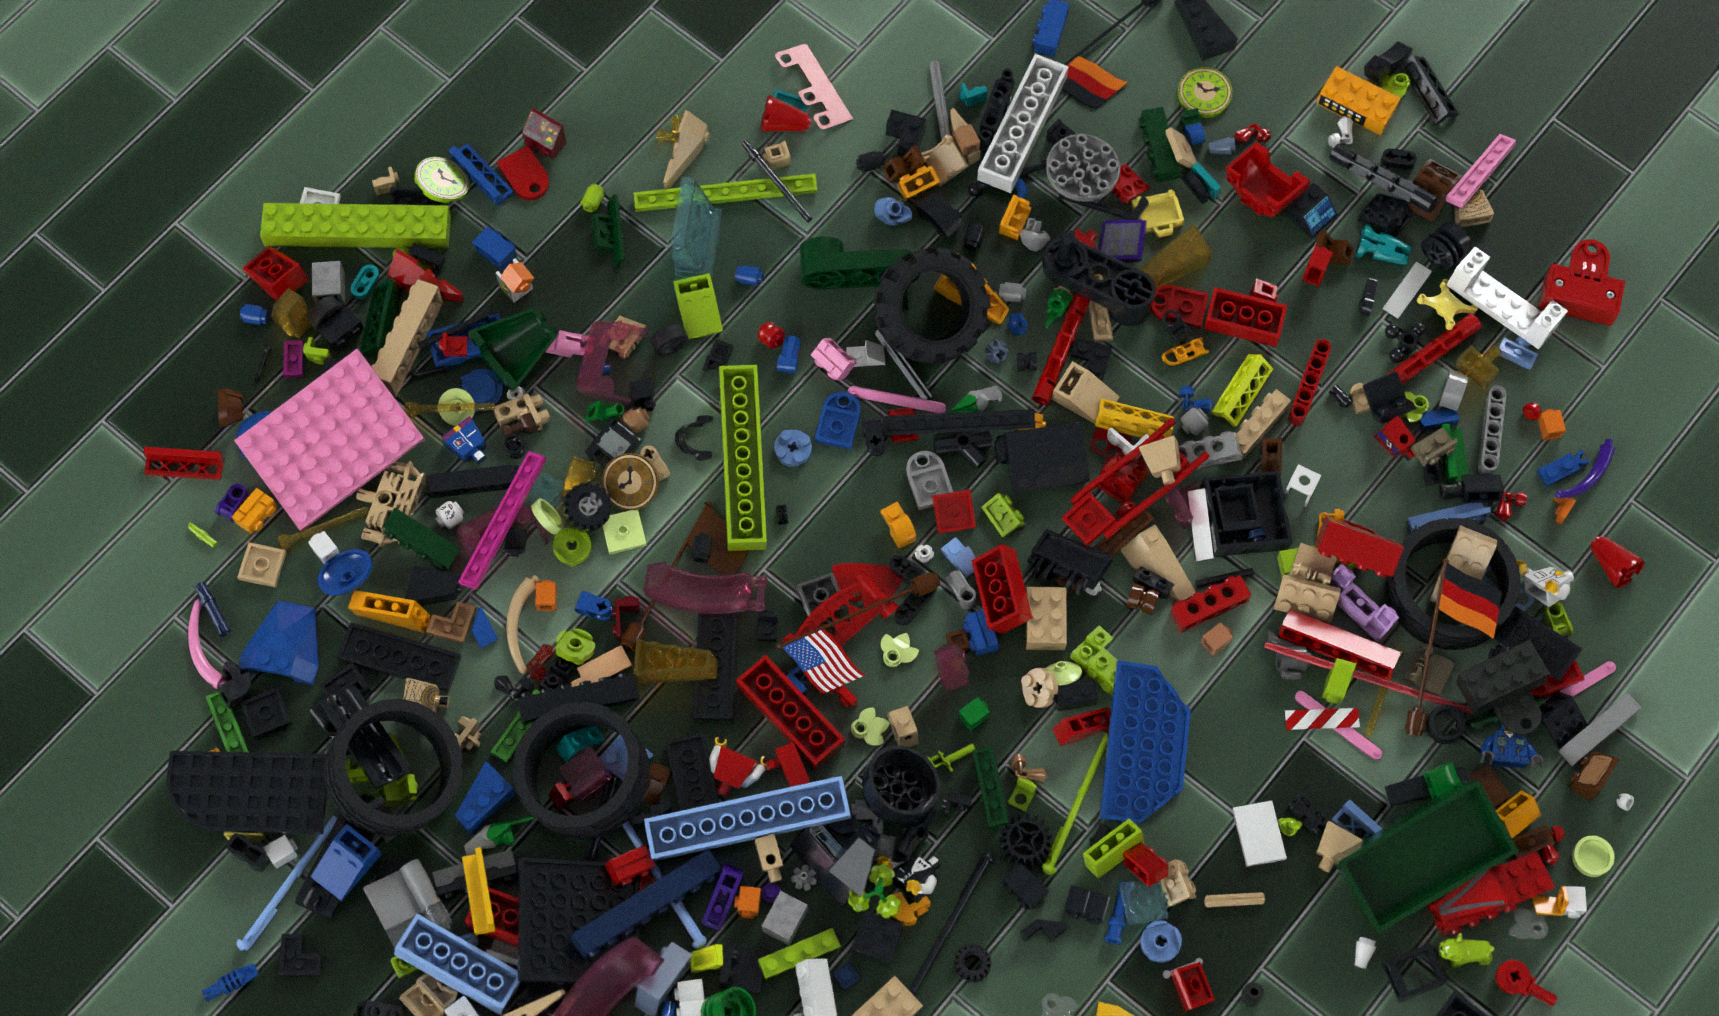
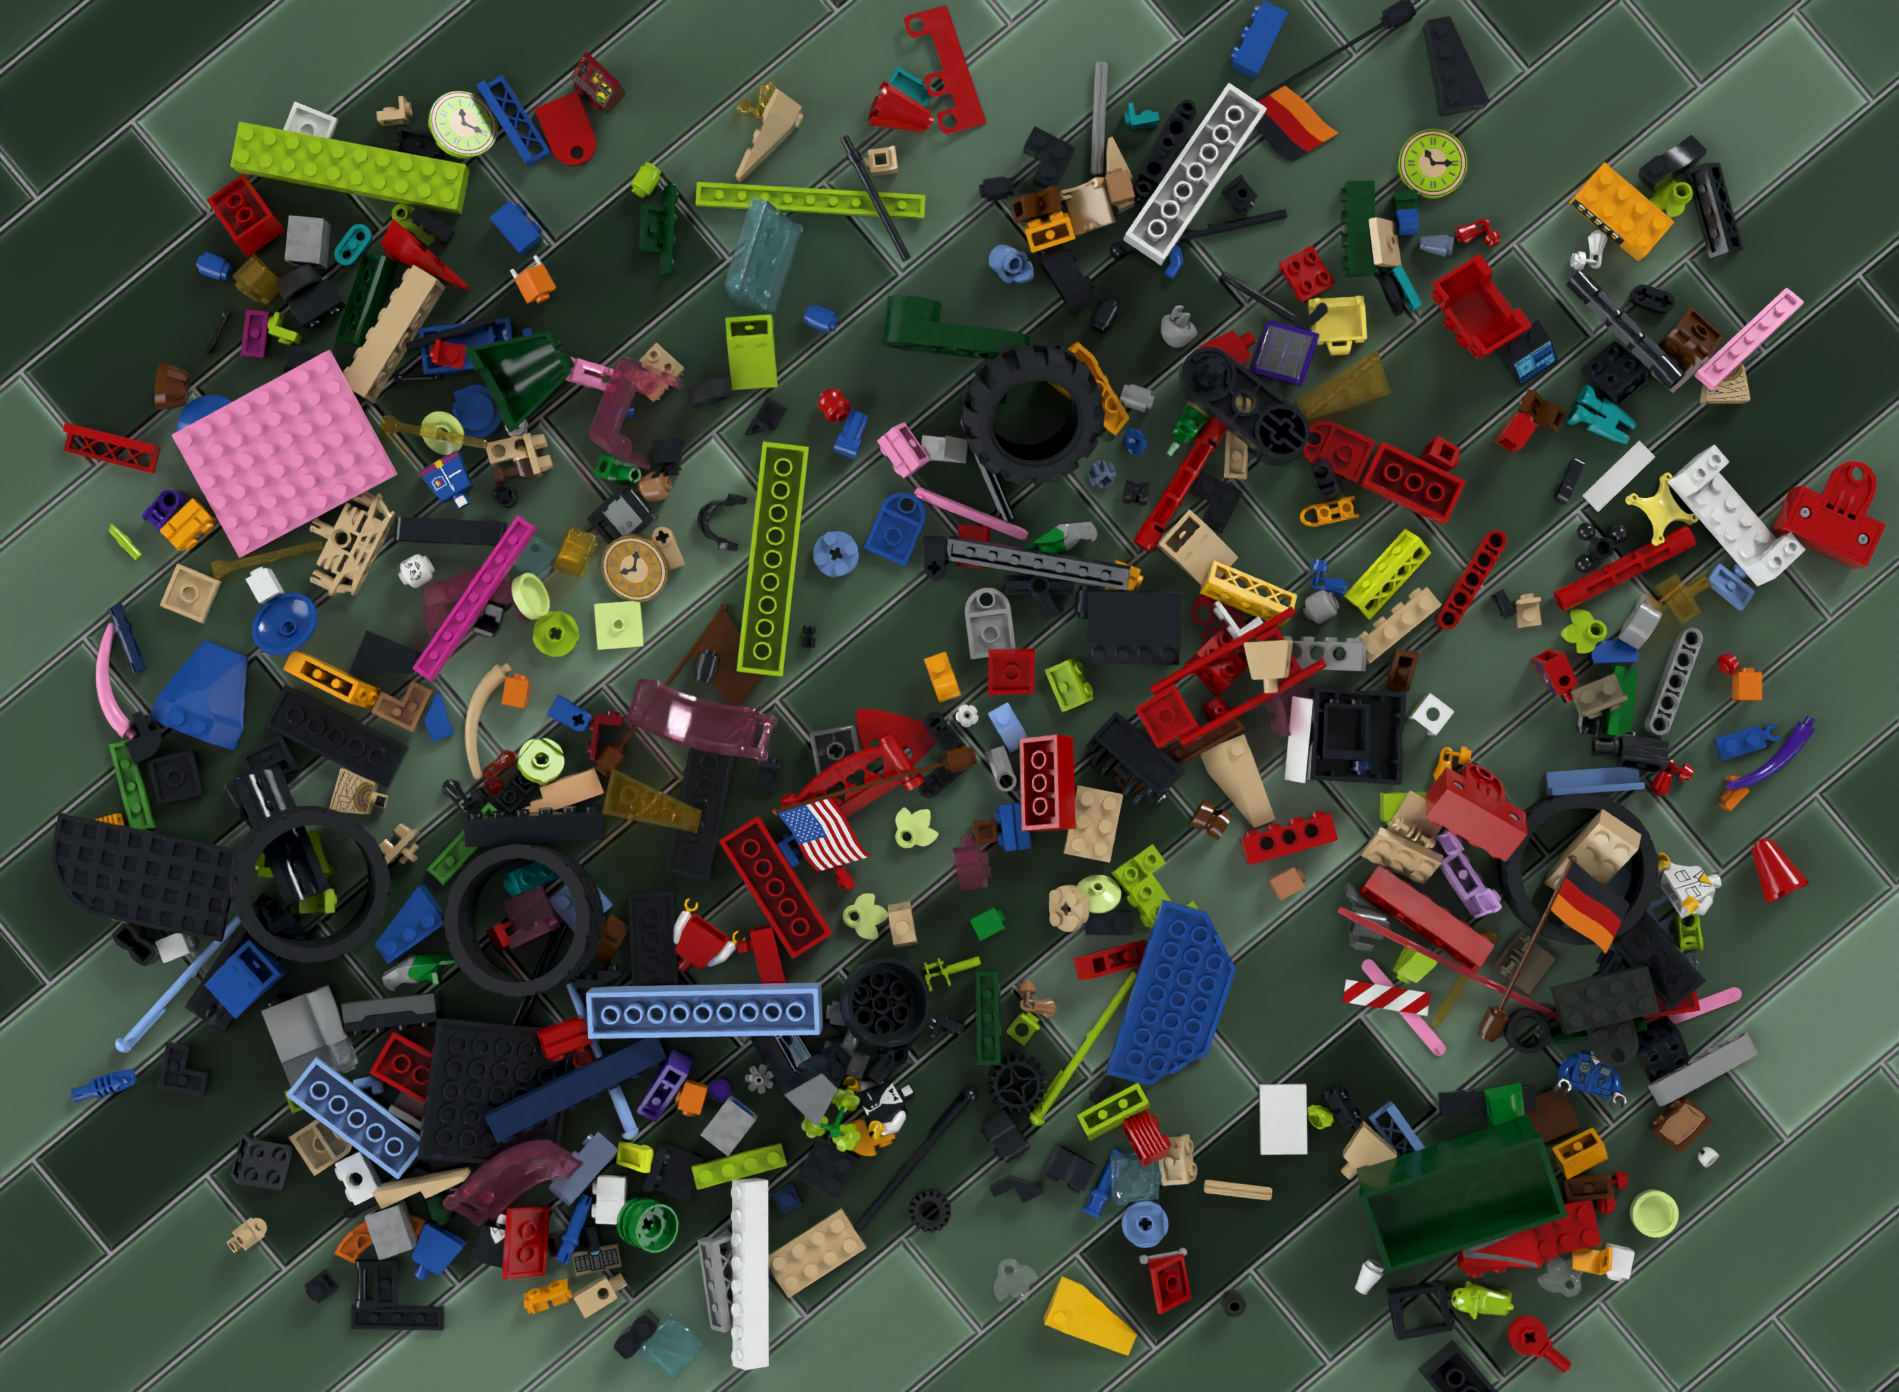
camera: 10 degrees right, 20 degrees up
(420, 539) = (377, 600): dark green brick -> none
(478, 893) = (388, 1044): yellow fence -> none
(593, 500) = (586, 606): black wheel -> none
(768, 847) = (723, 1056): tan torso -> none
(1015, 217) = (1160, 297): light orange hinge -> none
(1083, 167) = (1255, 253): light grey bracket -> none
(1149, 579) = (1227, 800): black hinge -> none
(1220, 578) = (1312, 807): black bar -> none
(1387, 398) = (1558, 623): black bracket -> none
(1446, 245) = (1680, 433): black wheel -> none

